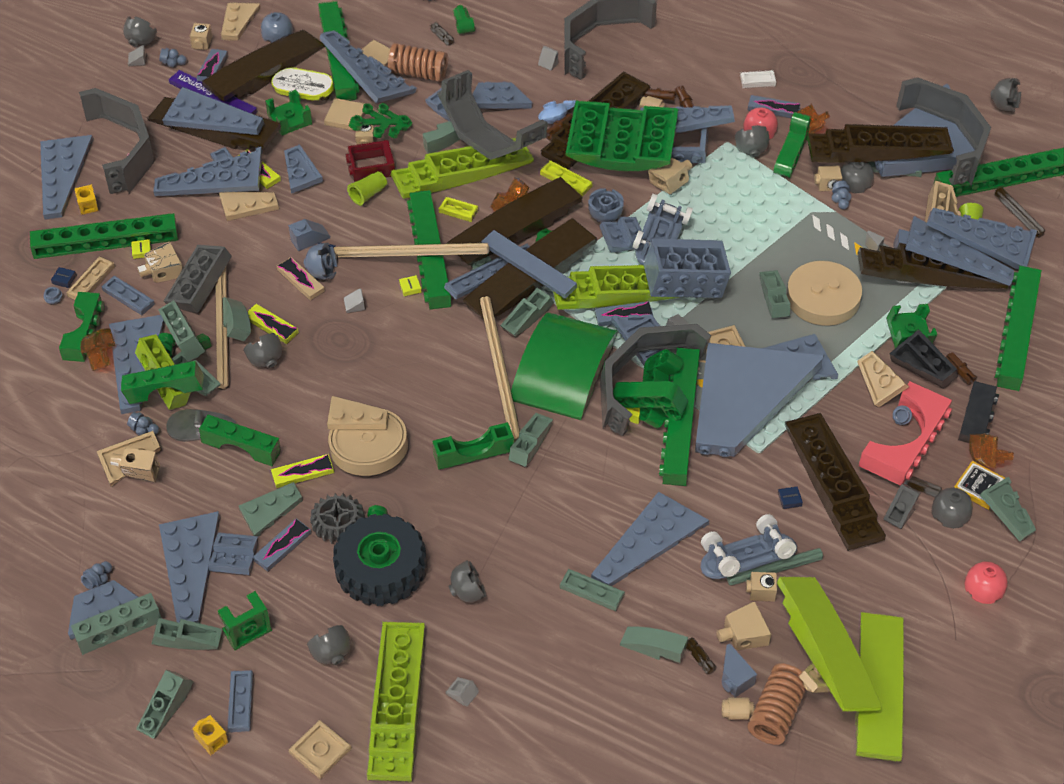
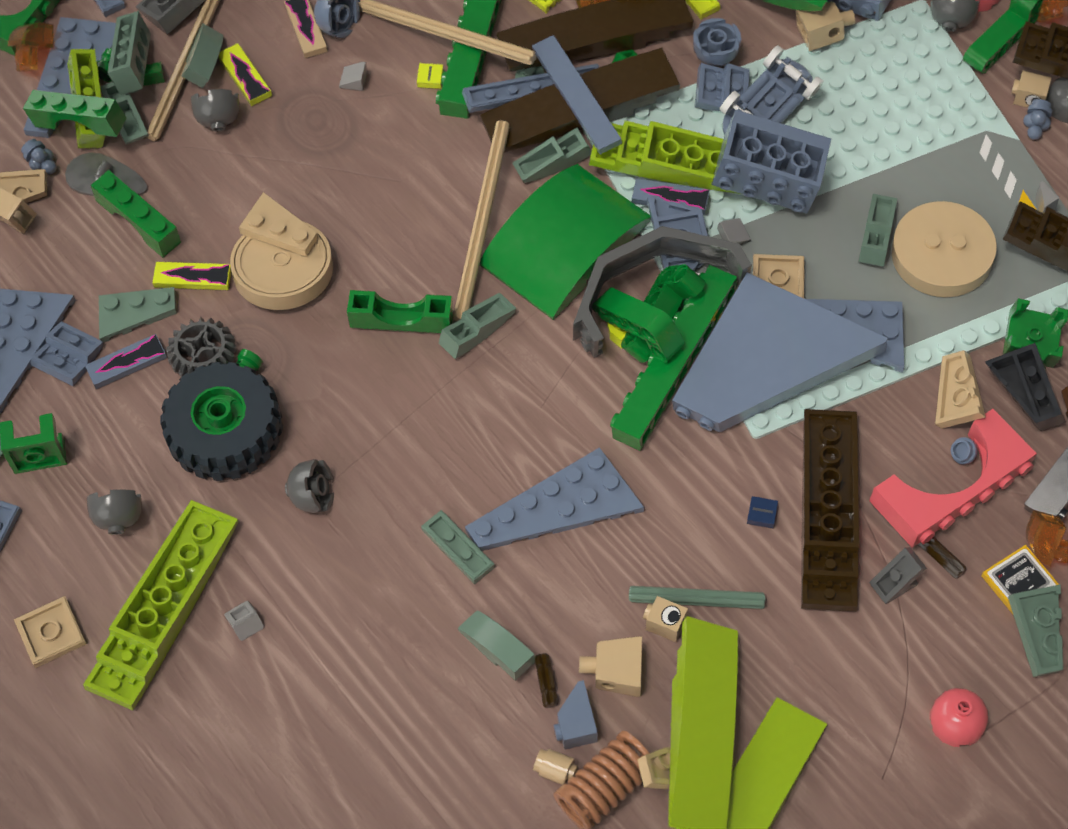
camera: 25 degrees right, 10 degrees up
(746, 553) = (670, 568): sand blue piece -> none
(952, 507) = (966, 600): dark grey cylinder -> none

